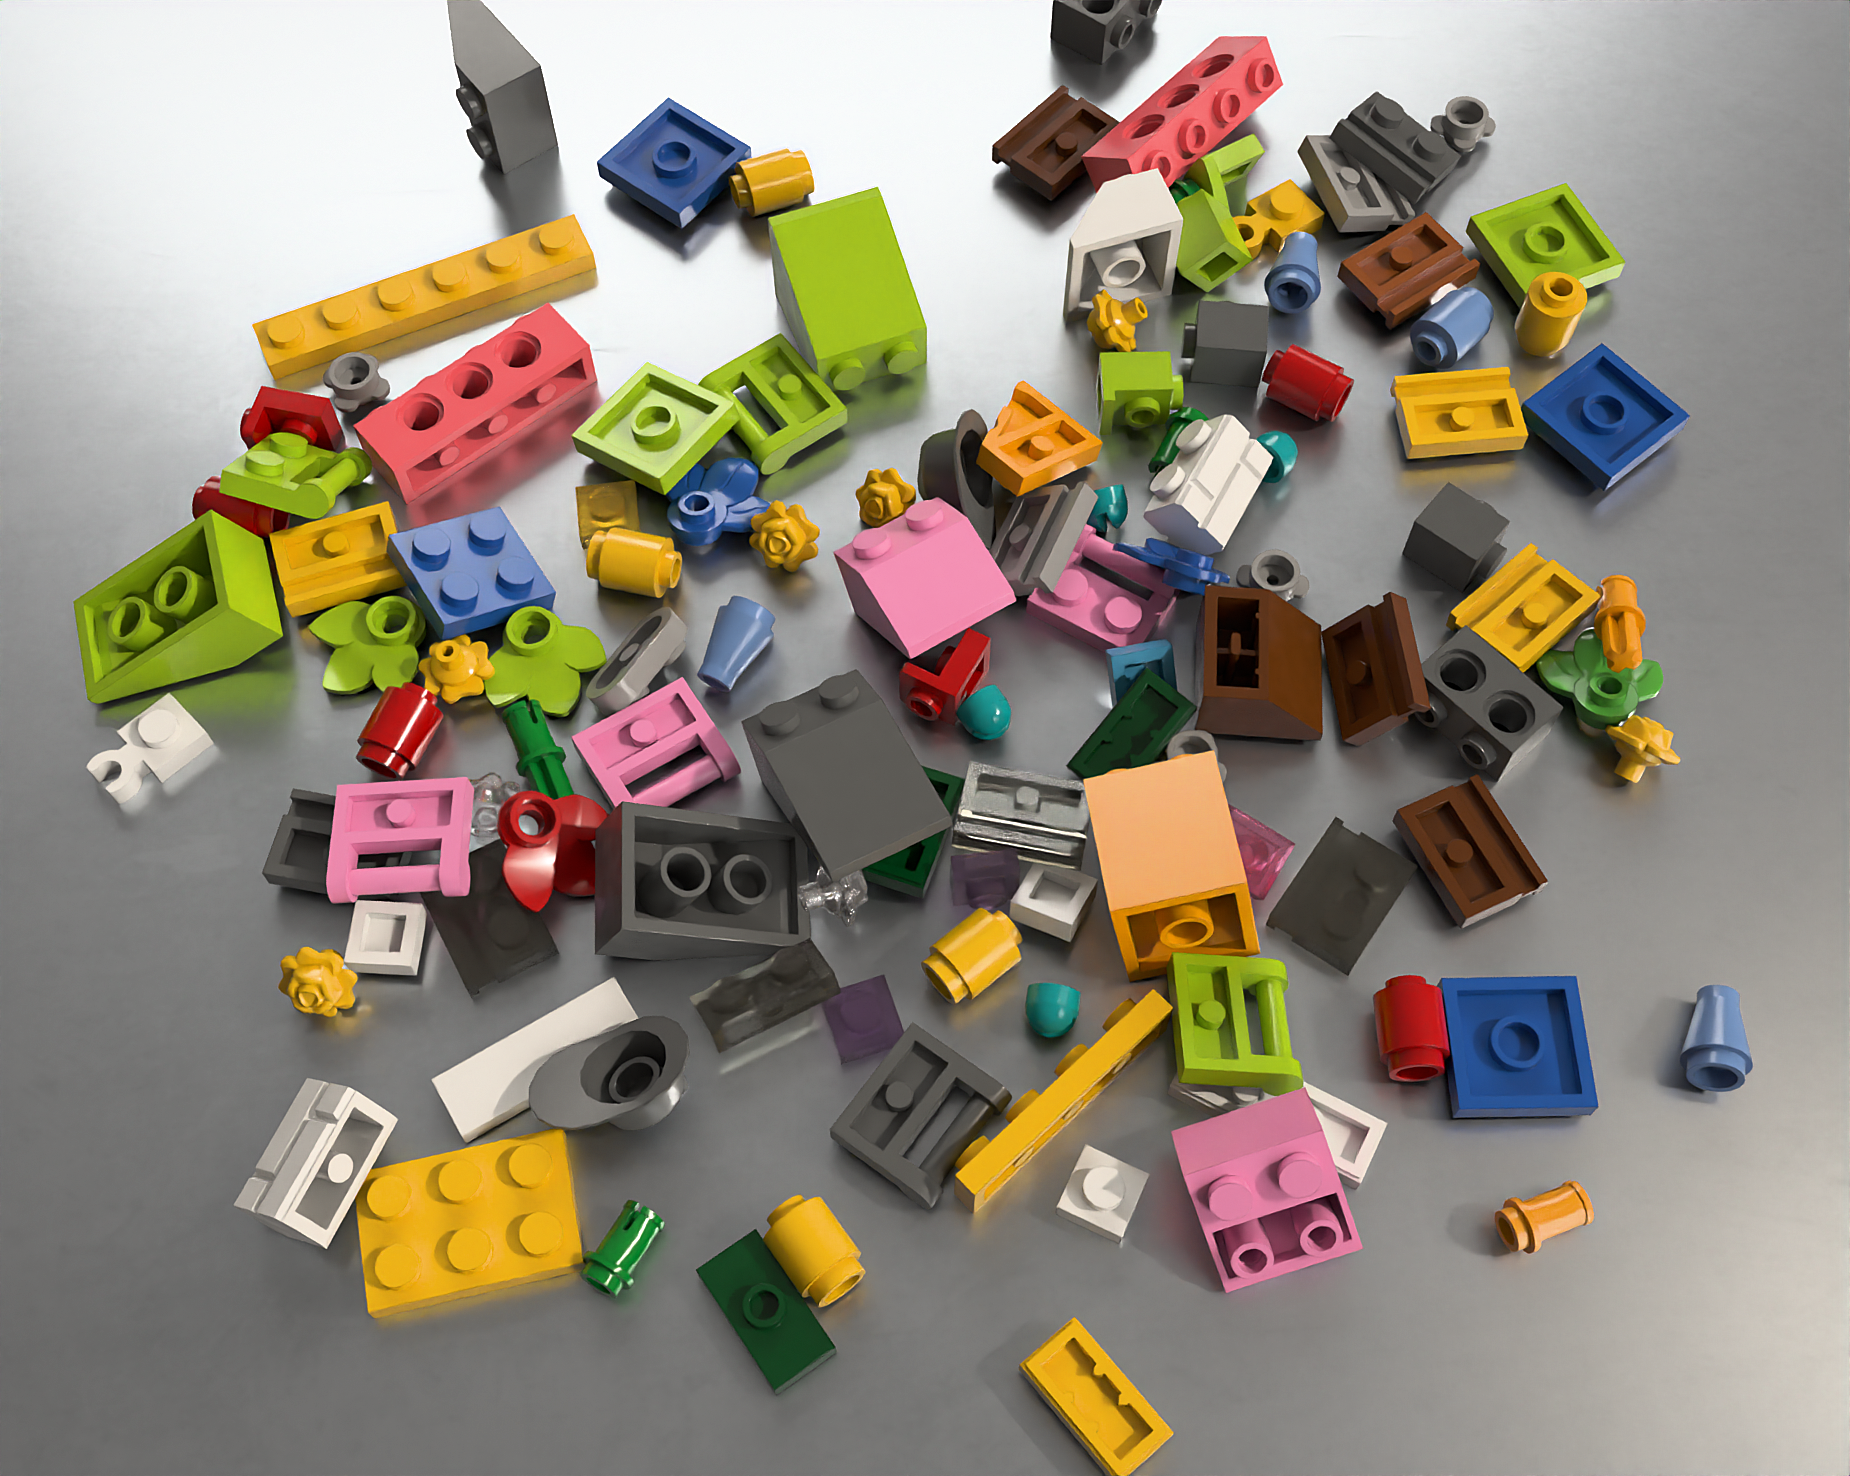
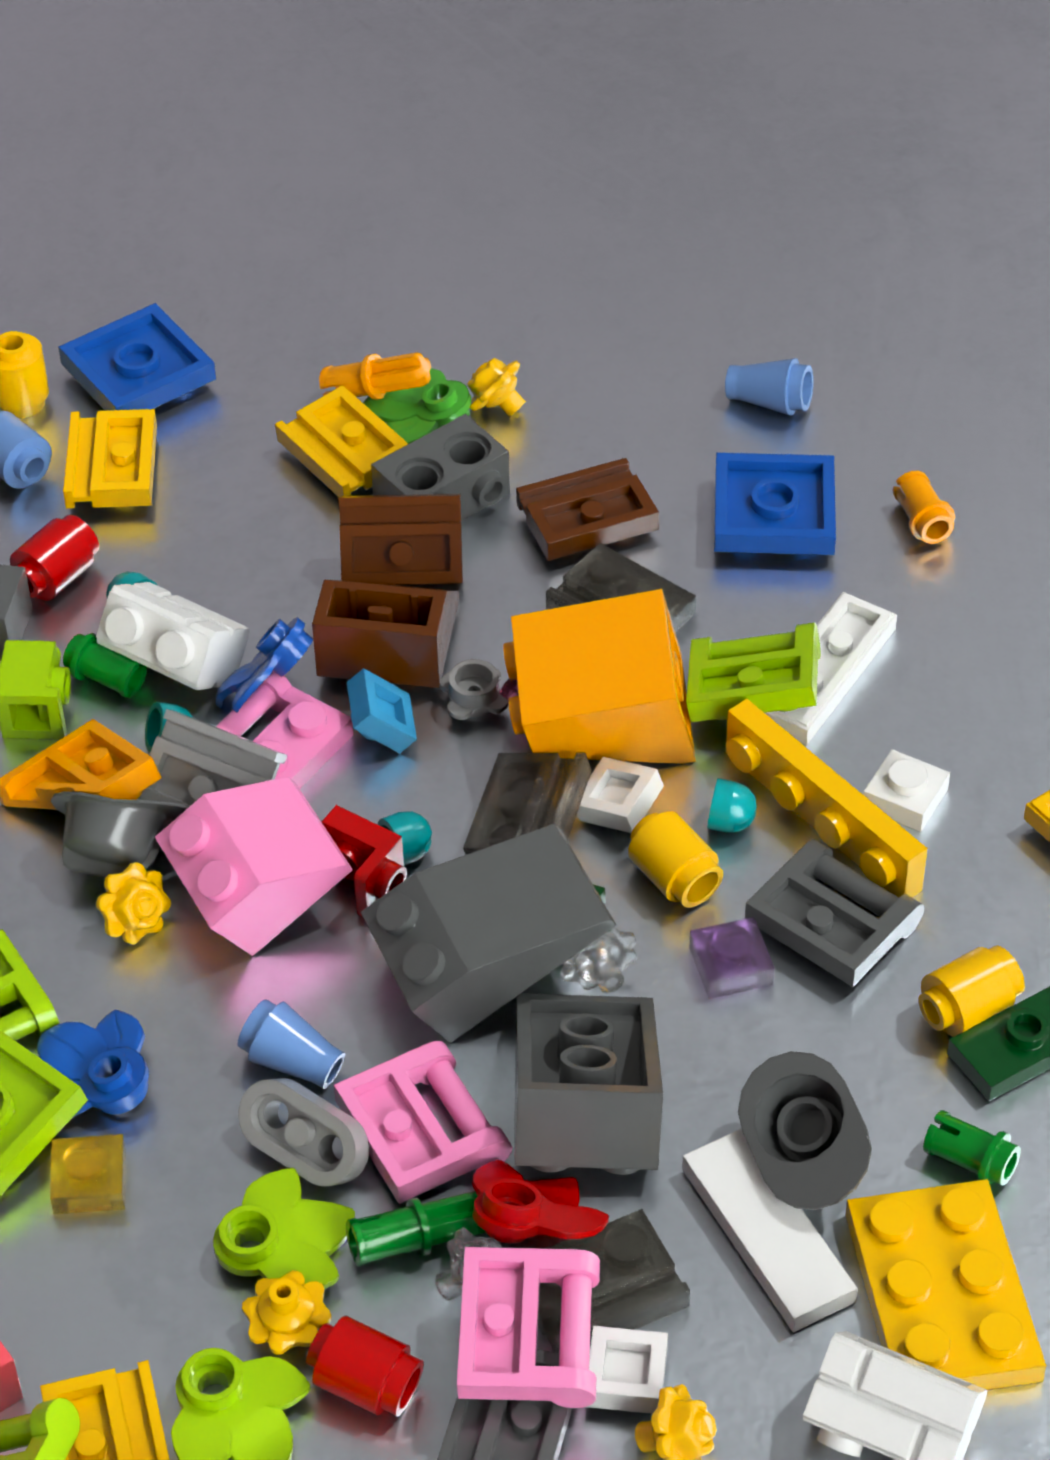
camera: 85 degrees left, 15 degrees down
(469, 572) = (158, 1296): plate -> none
(633, 561) = (169, 1136): yellow brick -> none
(765, 995) = (708, 1025): clear smoke plate -> none
(784, 536) = (160, 994): yellow plant -> none
(984, 878) = (596, 840): clear purple plate -> none
(1134, 729) = (449, 721): dark green plate -> none
(1266, 1190) = (908, 661): bright pink slope -> none
(1278, 567) = (276, 602): light grey plate -> none
(1411, 1029) = (759, 562): red brick -> none
(1457, 538) = (258, 474): dark grey brick -> none

